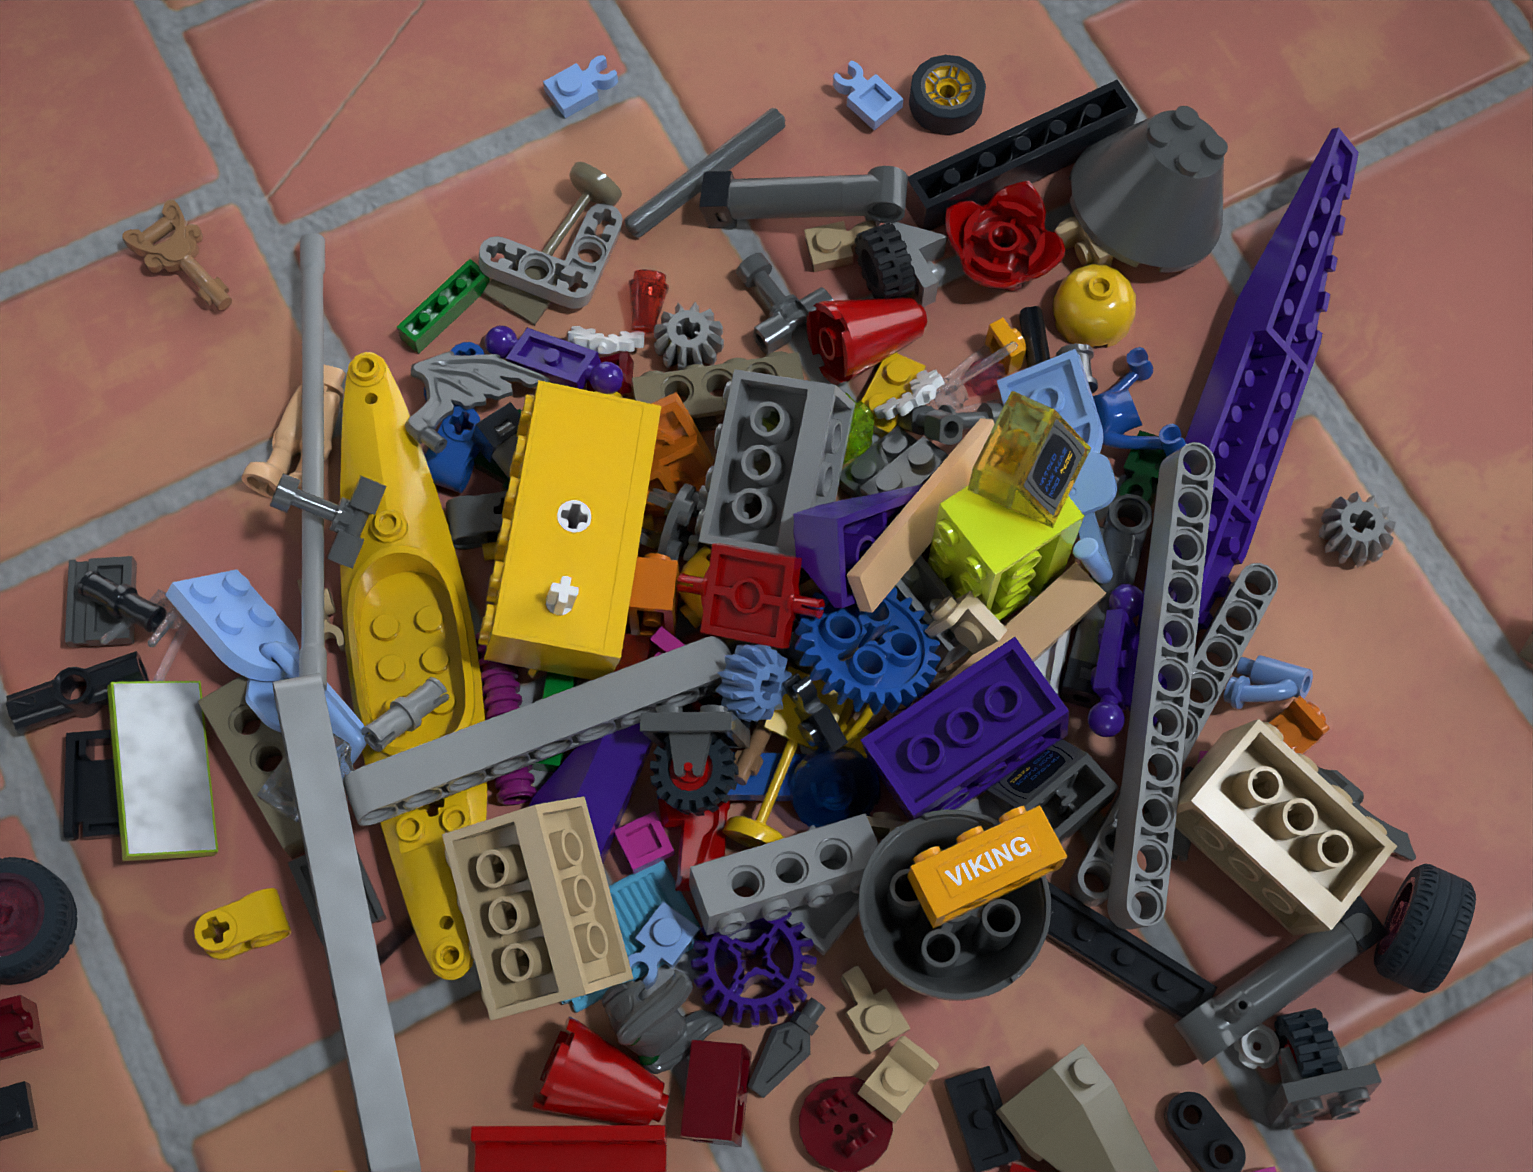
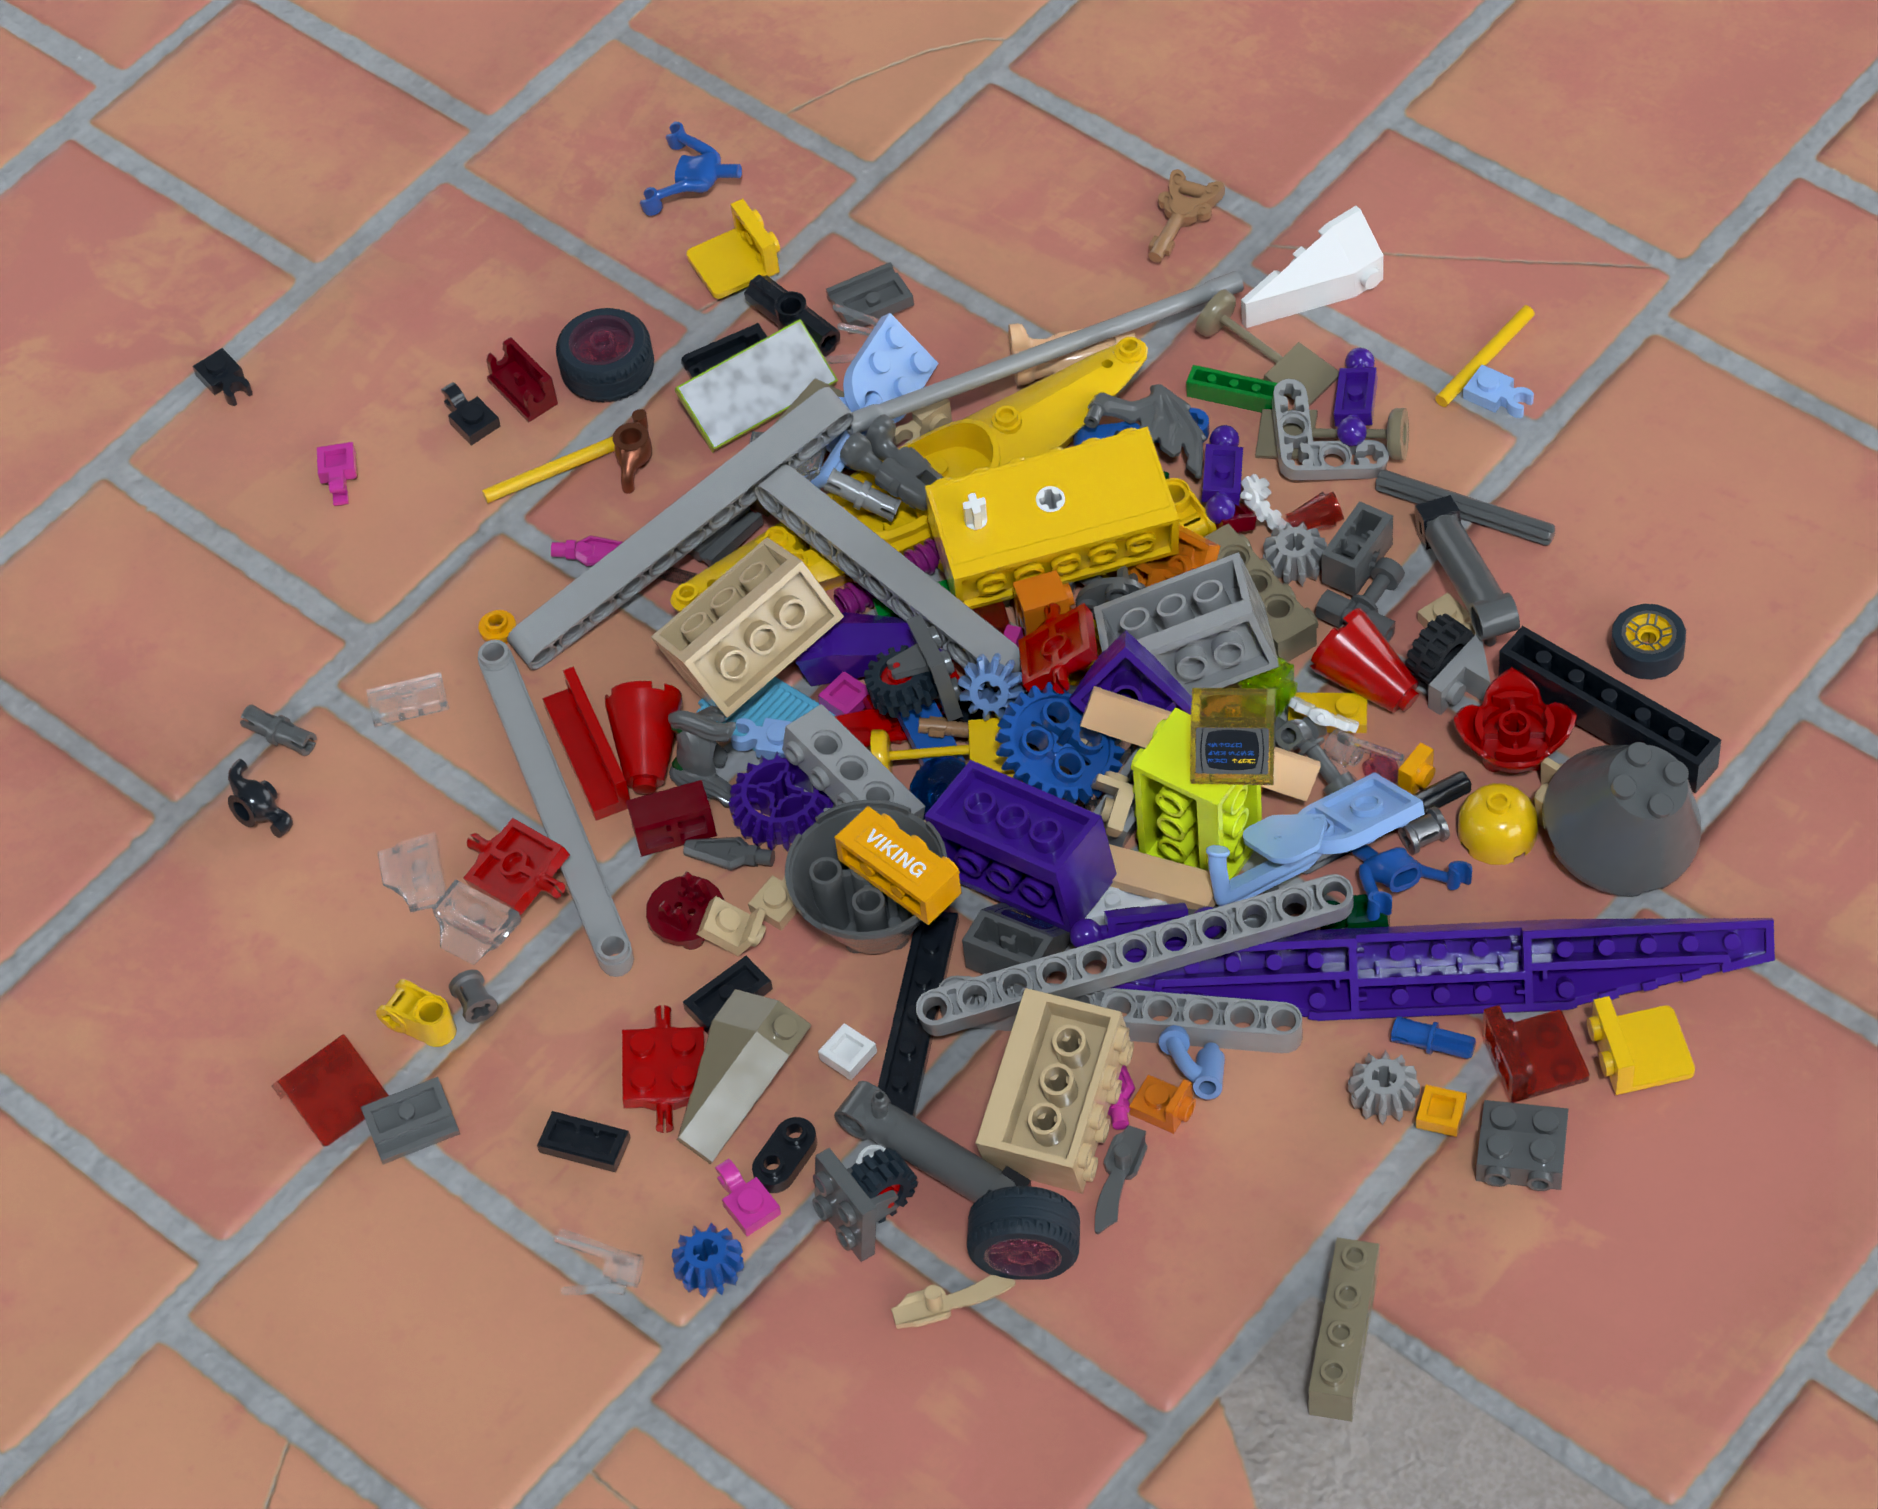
camera: 75 degrees right, 15 degrees down
(121, 601) = (869, 298): black pin -> none
(135, 1047) = (548, 470): none -> yellow bar
(168, 940) = (632, 448): none -> copper piece
(249, 924) = (660, 480): yellow piece -> none
(287, 1039) = (587, 550): none -> dark pink piece
(346, 518) = (994, 385): dark grey bar -> none
(354, 158) = (1331, 270): none -> white wedge
(409, 654) = (901, 473): none -> dark grey piece
(450, 238) = (1297, 364): none -> dark tan piece
(523, 202) = (1355, 397): none -> dark purple plate
(529, 76) = (1485, 355): none -> yellow bar
(721, 279) = (1357, 548): none -> dark grey brick
(817, 722) = (982, 744): black plate -> none
(869, 99) = (1609, 589): light blue plate -> none
(1107, 1019) = (847, 1051): none -> white plate
(1312, 466) = (1432, 1038): none -> blue axle
(1368, 389) = (1533, 1053): none -> clear red bracket
(1395, 301) = (1639, 1046): none -> yellow bracket
(1399, 491) = (1441, 1110): none -> light orange plate
(1444, 1053) = (934, 1305): none -> tan piece
(1460, 442) = (1522, 1145): none -> dark grey plate

